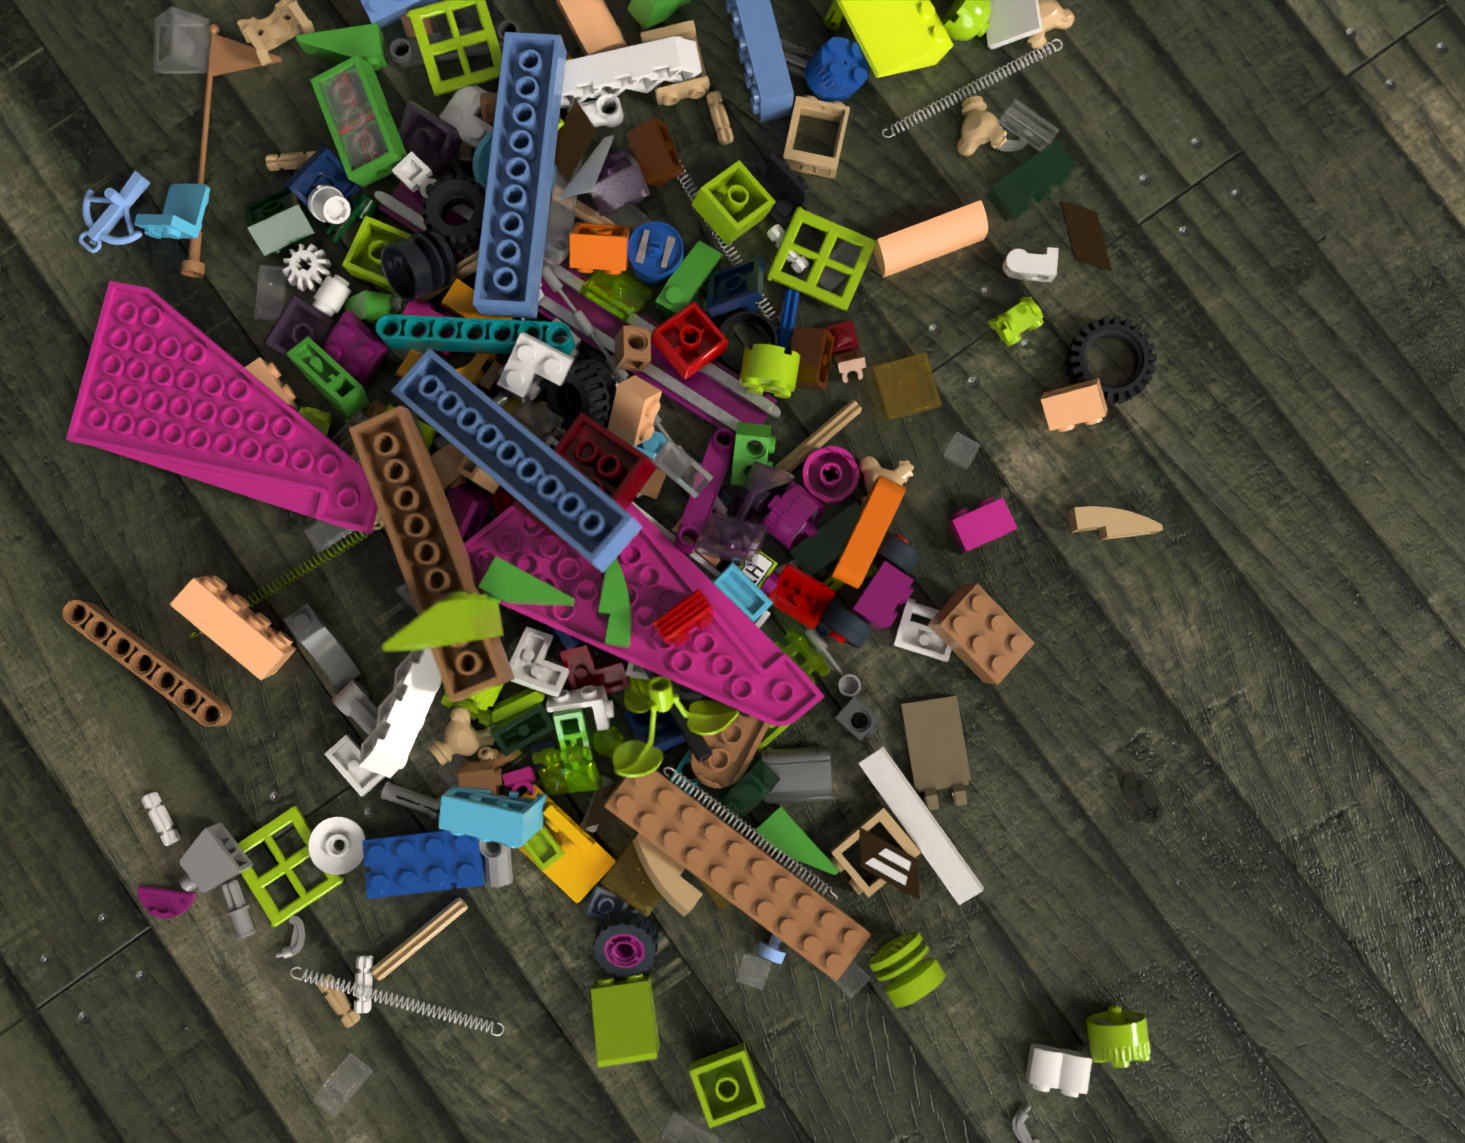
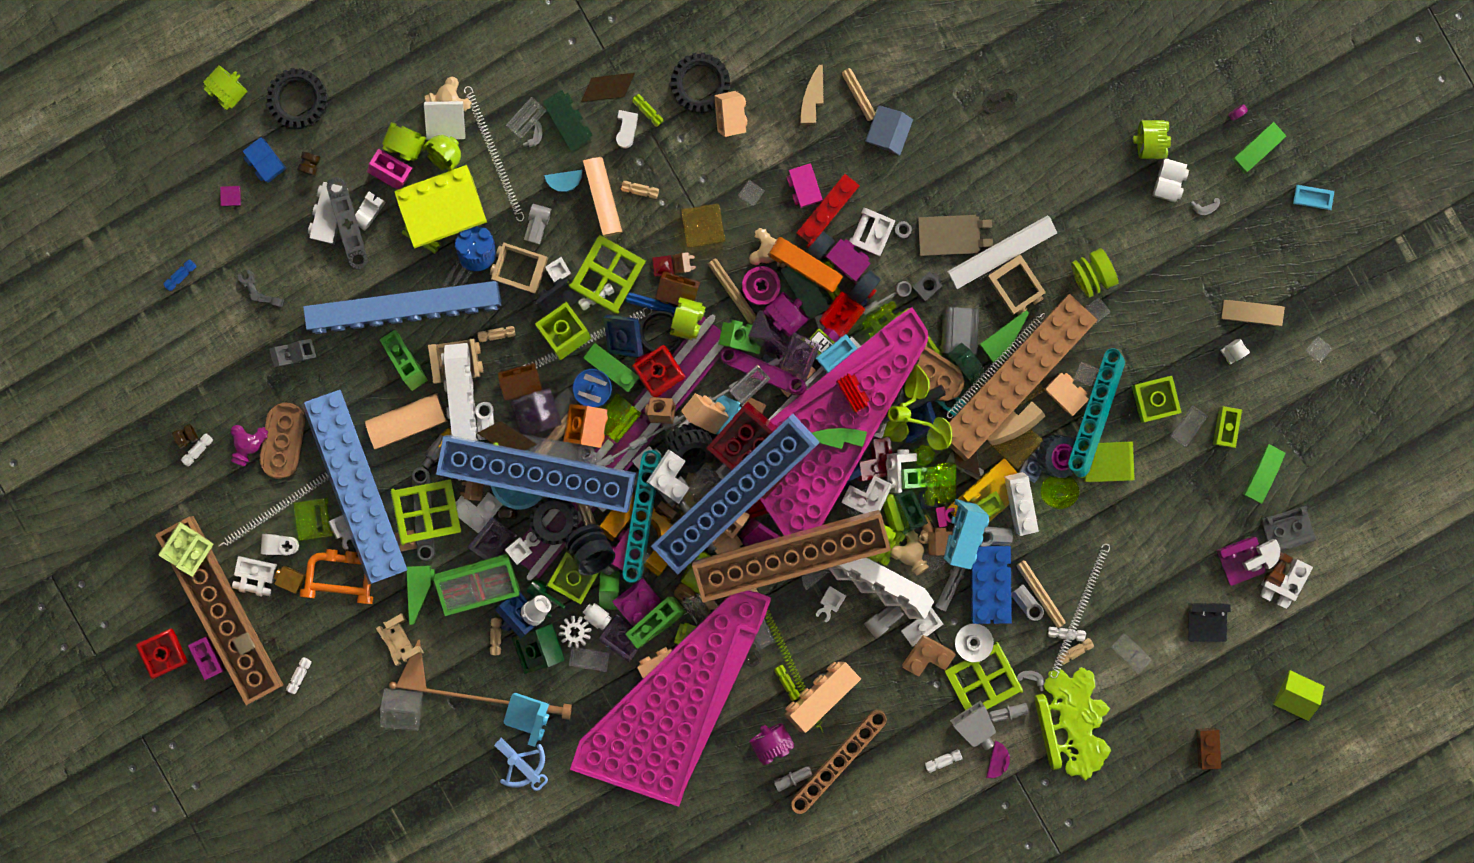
camera: 85 degrees left, 5 degrees up
(118, 599) = (792, 778): none -> light grey axle
(163, 561) = (771, 743): none -> magenta piece
(239, 1016) = (1078, 717): none -> lime plant
(259, 577) = (787, 682): none -> lime axle
(319, 778) = (927, 651): none -> medium nougat plate
(323, 645) = (840, 640): dark grey slope -> none
(380, 628) = (832, 601): none -> white plate
(403, 918) = (1026, 602): none -> light grey piece
(450, 622) = (843, 531): lime slope -> none
(518, 587) = (817, 504): bright green slope -> none
(548, 894) = (1021, 504): none -> white brick
(581, 939) = (1055, 485): none -> clear neon green dish
(587, 176) = (538, 432): white sticker -> none
(684, 1001) = (1097, 421): none -> teal beam
(720, 945) = (1066, 393): none -> light nougat brick
(771, 950) = (1073, 360): light blue tile -> none
(821, 191) = (558, 269): none -> white plate
(888, 156) = (538, 218): none -> light grey piece
(889, 863) = (1025, 276): dark brown sticker -> none
(944, 675) = (909, 229): none -> light grey axle
(945, 187) = (564, 181): none -> medium azure tile
(947, 293) = (640, 189): none -> tan axle
(951, 561) = (828, 208): none -> red plate
(979, 127) = (525, 153): tan animal -> none
(981, 633) = (879, 196): medium nougat brick -> none
(1016, 320) = (665, 143): lime piece -> none
(1061, 292) = (647, 110): none -> lime axle
(1079, 639) = (889, 129): none -> sand blue slope
(1123, 590) = (859, 94): none -> tan axle

